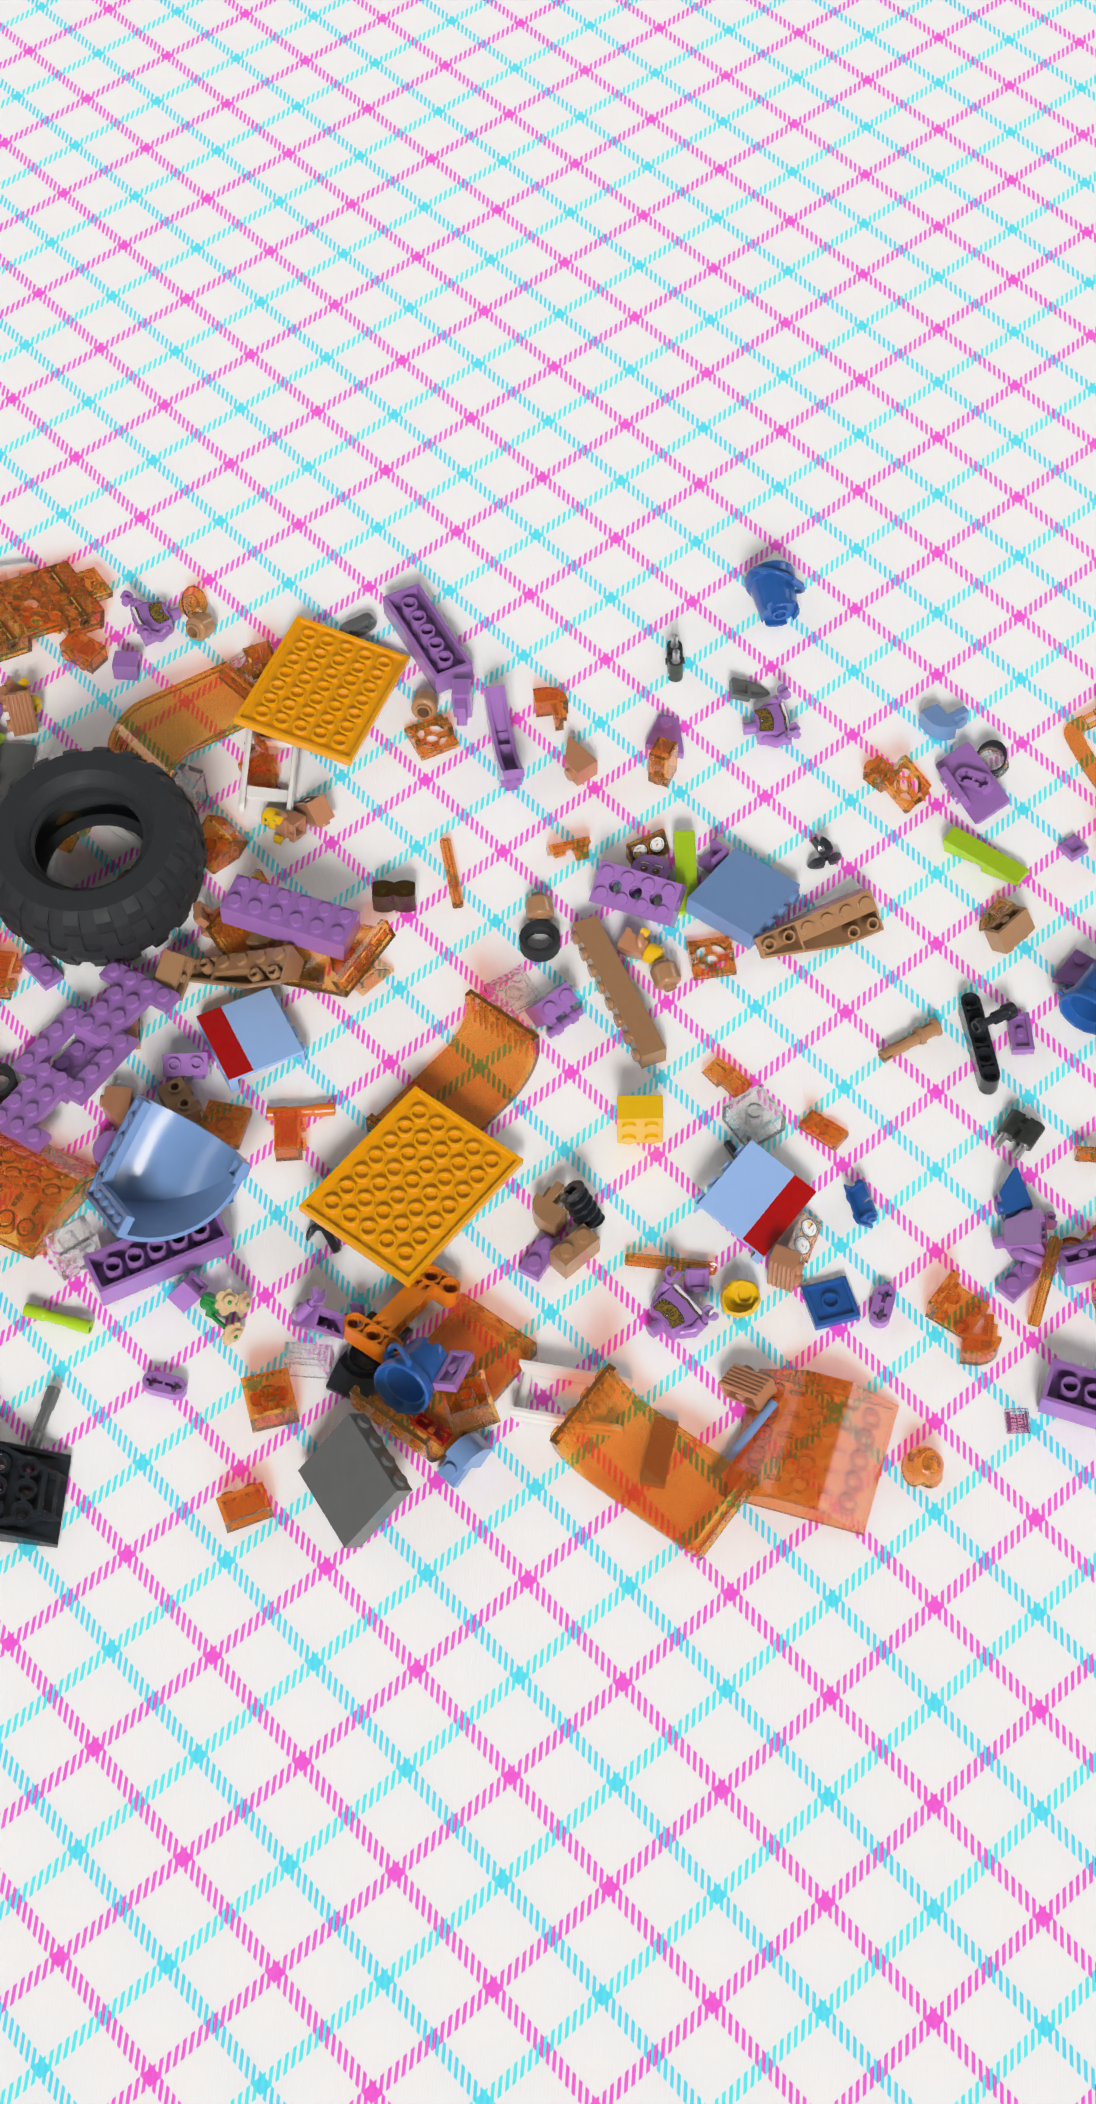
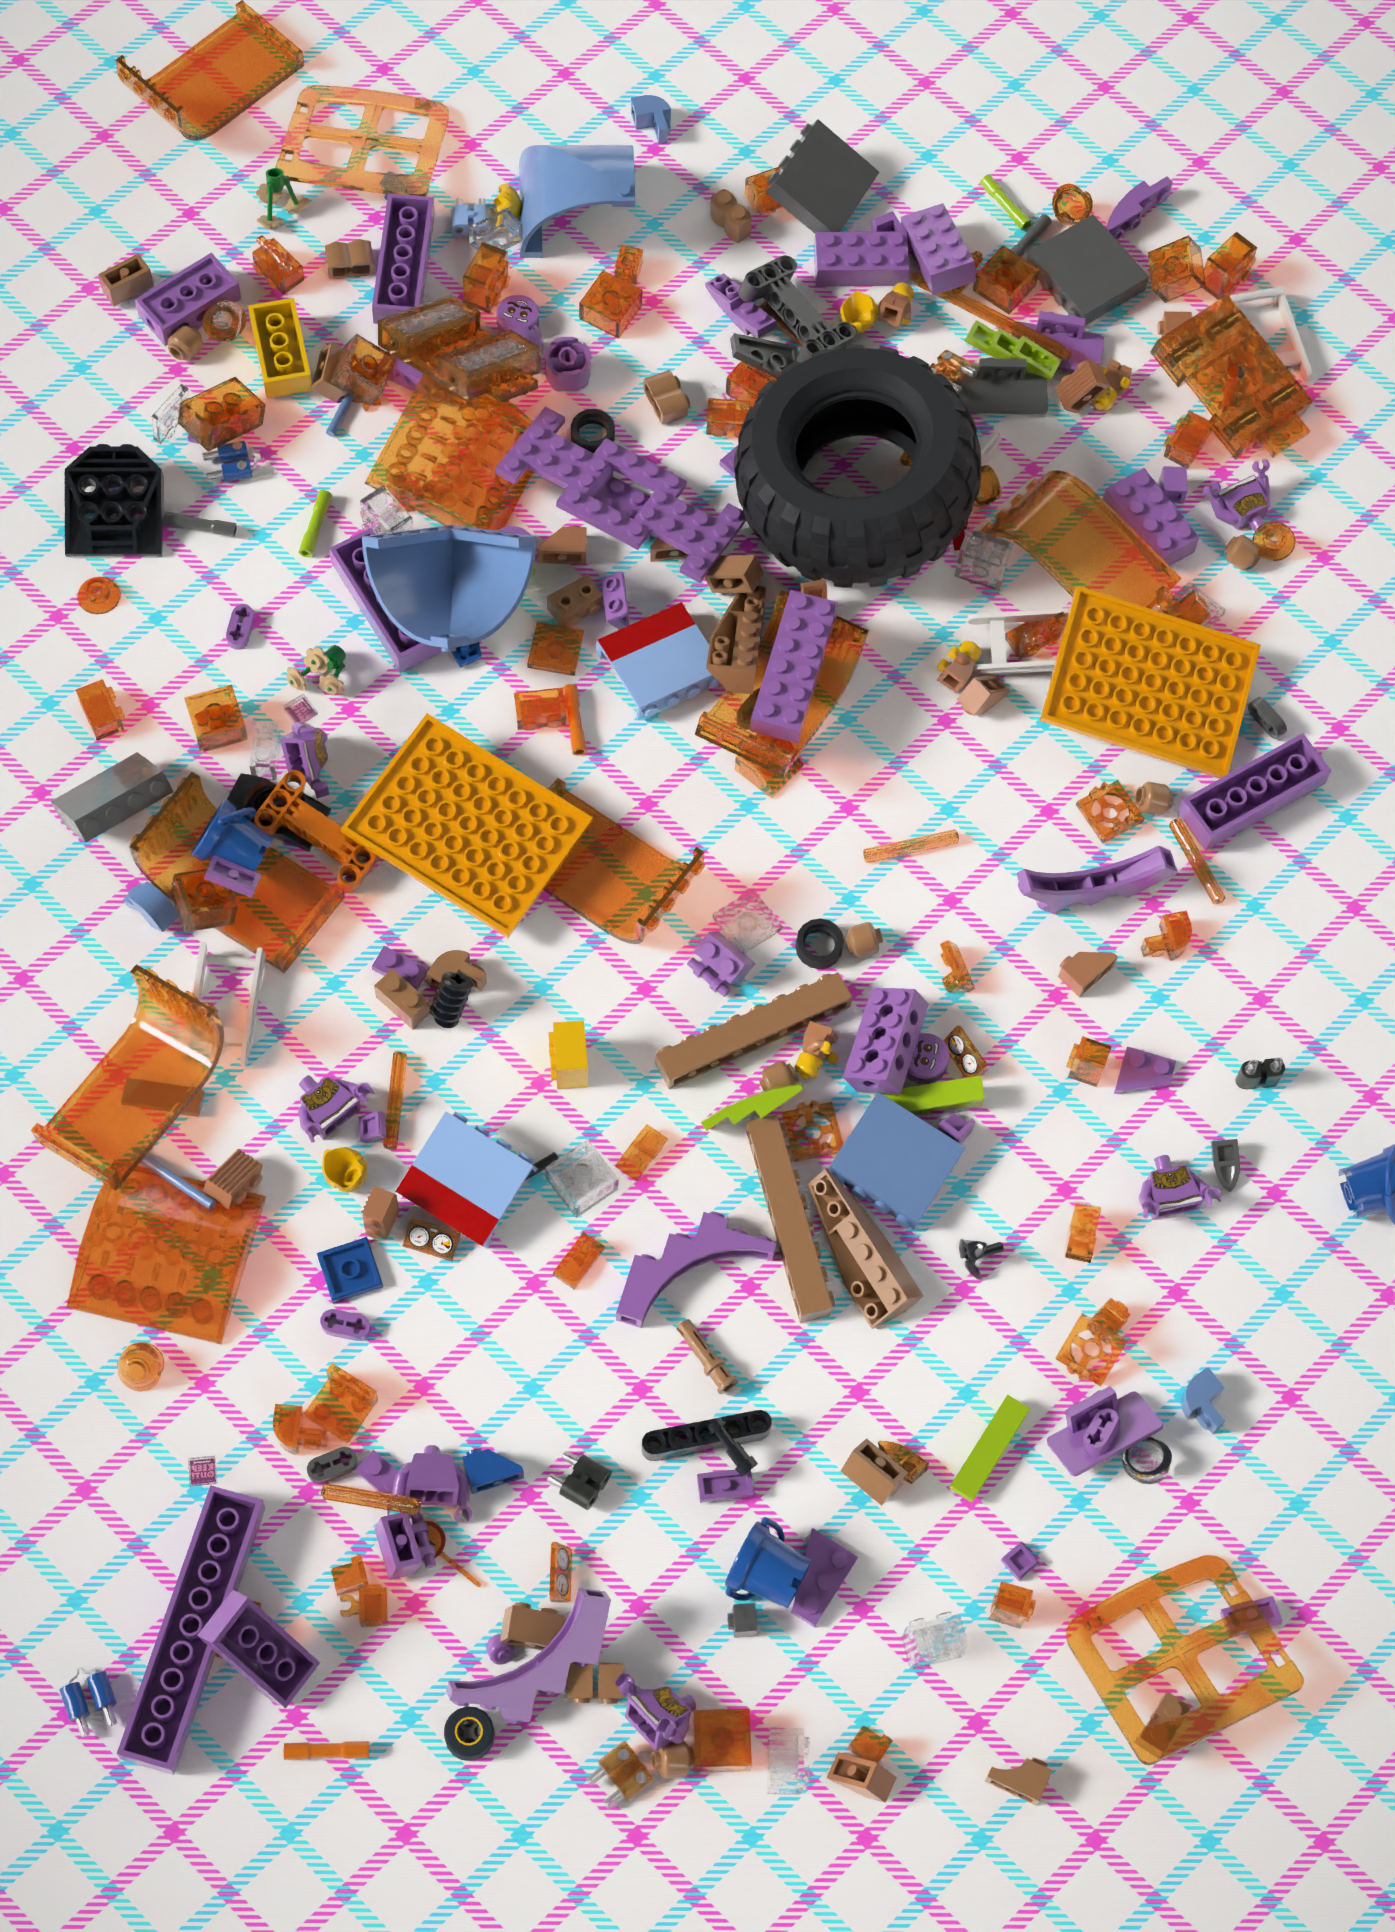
camera: 80 degrees right, 10 degrees up
(112, 1523) = (101, 602): none -> clear orange piece
(155, 676) = (1152, 516): none -> medium lavender brick
(187, 1291) = (345, 634): medium lavender panel -> none
(223, 842) = (926, 603): clear orange slope -> none
(262, 1335) = (300, 709): none -> clear tile
(394, 896) = (866, 786): dark brown brick -> none
(422, 1426) = (182, 863): red piece -> none
(462, 700) = (1160, 832): medium lavender piece -> none
(492, 681) = (1197, 861): none -> clear orange axle
(690, 984) = (761, 1102): none -> lime slope
(789, 976) = (789, 1218): none -> medium nougat brick
(809, 785) = (1082, 1232): none -> clear orange brick
(840, 1074) = (681, 1253): none -> medium lavender arch
(863, 1212) = (474, 1297): blue hinge -> none
(1005, 1320) = (334, 1471): none -> dark grey beam

